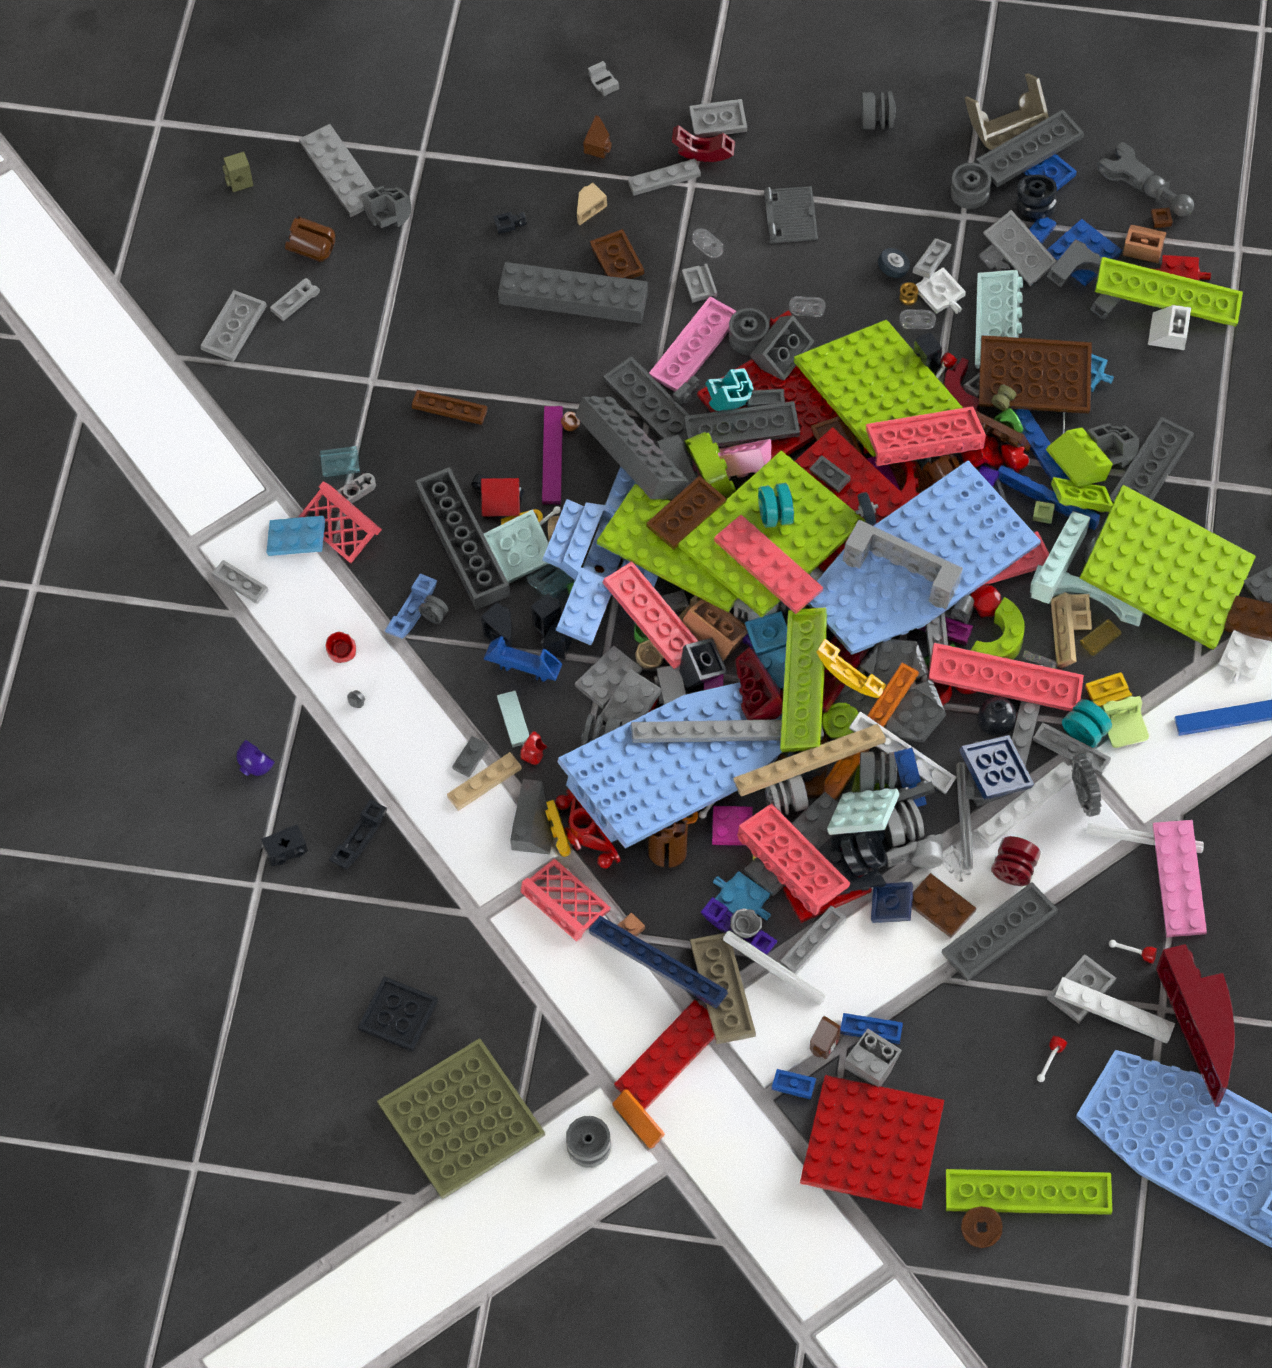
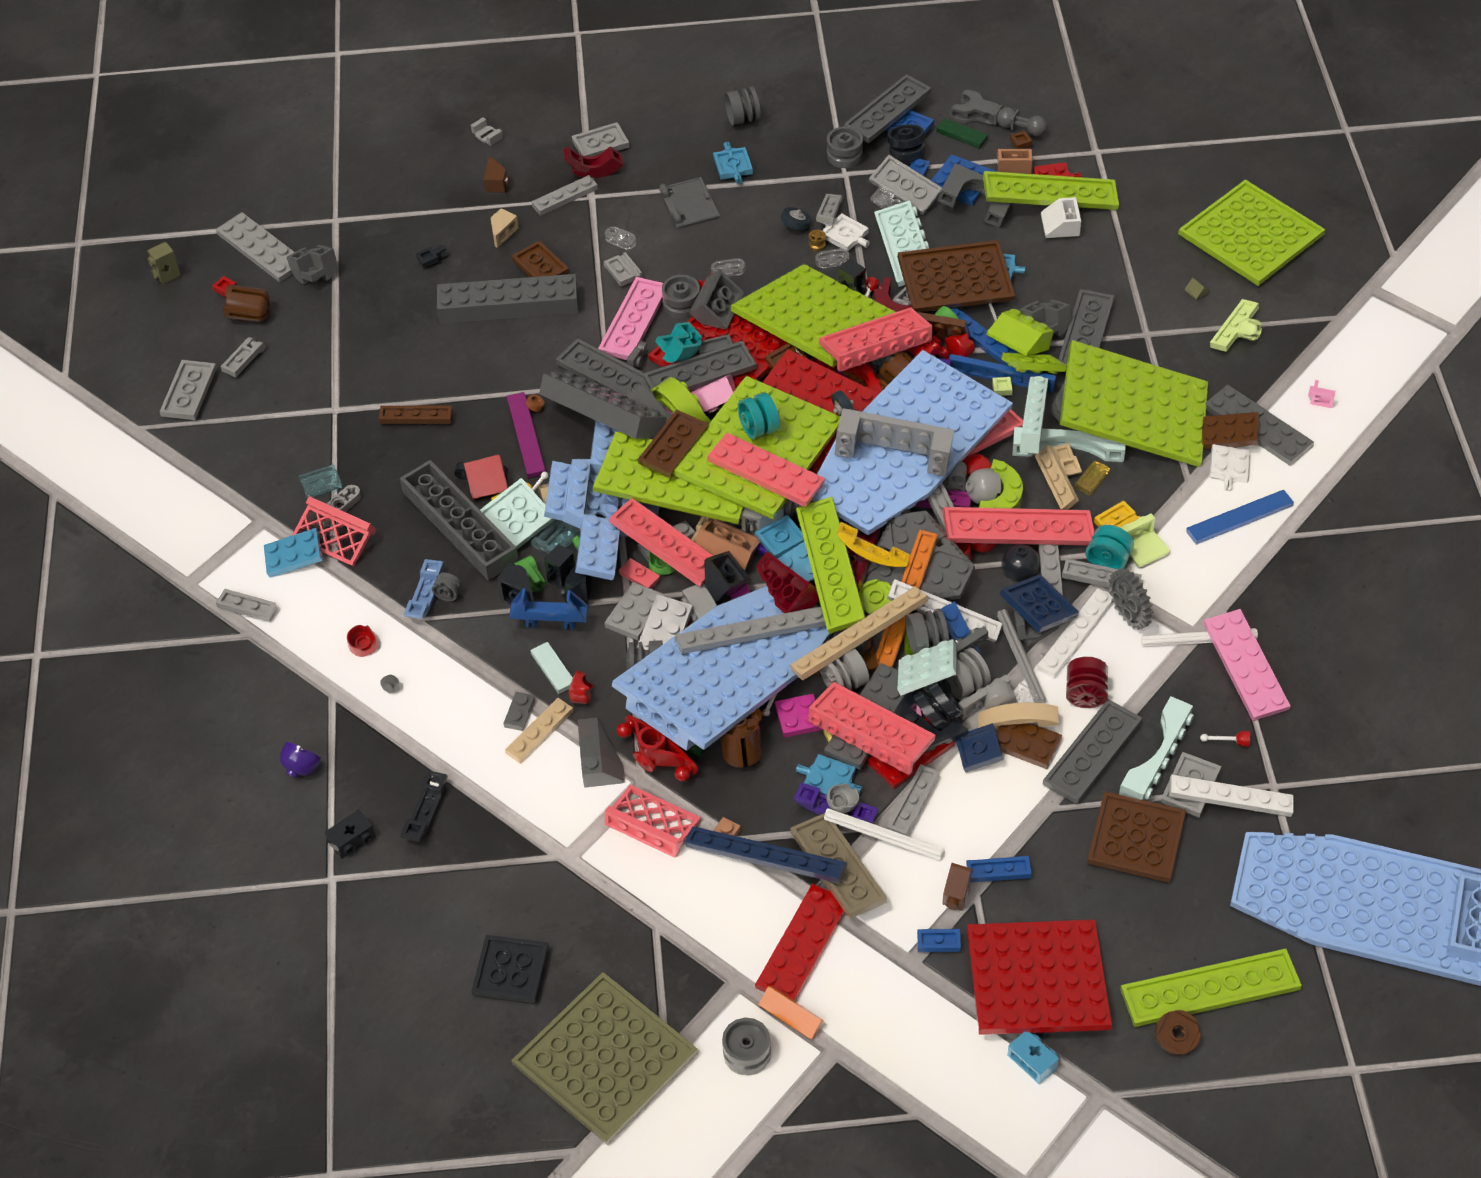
camera: 15 degrees left, 10 degrees down
(293, 210) = (221, 285): none -> red plate
(518, 615) = (535, 578): none -> bright green piece
(558, 829) = (626, 755): yellow plate -> none
(621, 638) = (639, 574): none -> coral plate
(648, 655) = (670, 581): tan hair -> none
(830, 474) = (798, 386): dark grey plate -> none
(845, 1226) = (1033, 1056): none -> dark azure brick
(849, 177) = (732, 163): none -> dark azure plate
(872, 1058) = (1010, 896): light grey slope -> none
(940, 877) = (1019, 714): none -> tan slope
(984, 624) = (983, 485): none -> light grey cylinder
(1002, 129) = (877, 81): dark tan windscreen -> none
(1003, 397) = (935, 297): olive wheel -> none
(1011, 1028) = (1136, 837): none -> reddish brown plate
(1034, 973) = (1140, 780): none -> light aqua arch
(1040, 660) = (1044, 505): clear plate -> none
(1057, 1045) = (1186, 842): hinge -> none
(1102, 193) = (962, 133): none -> dark green tile
(1204, 1016) = (1321, 779): dark red slope -> none

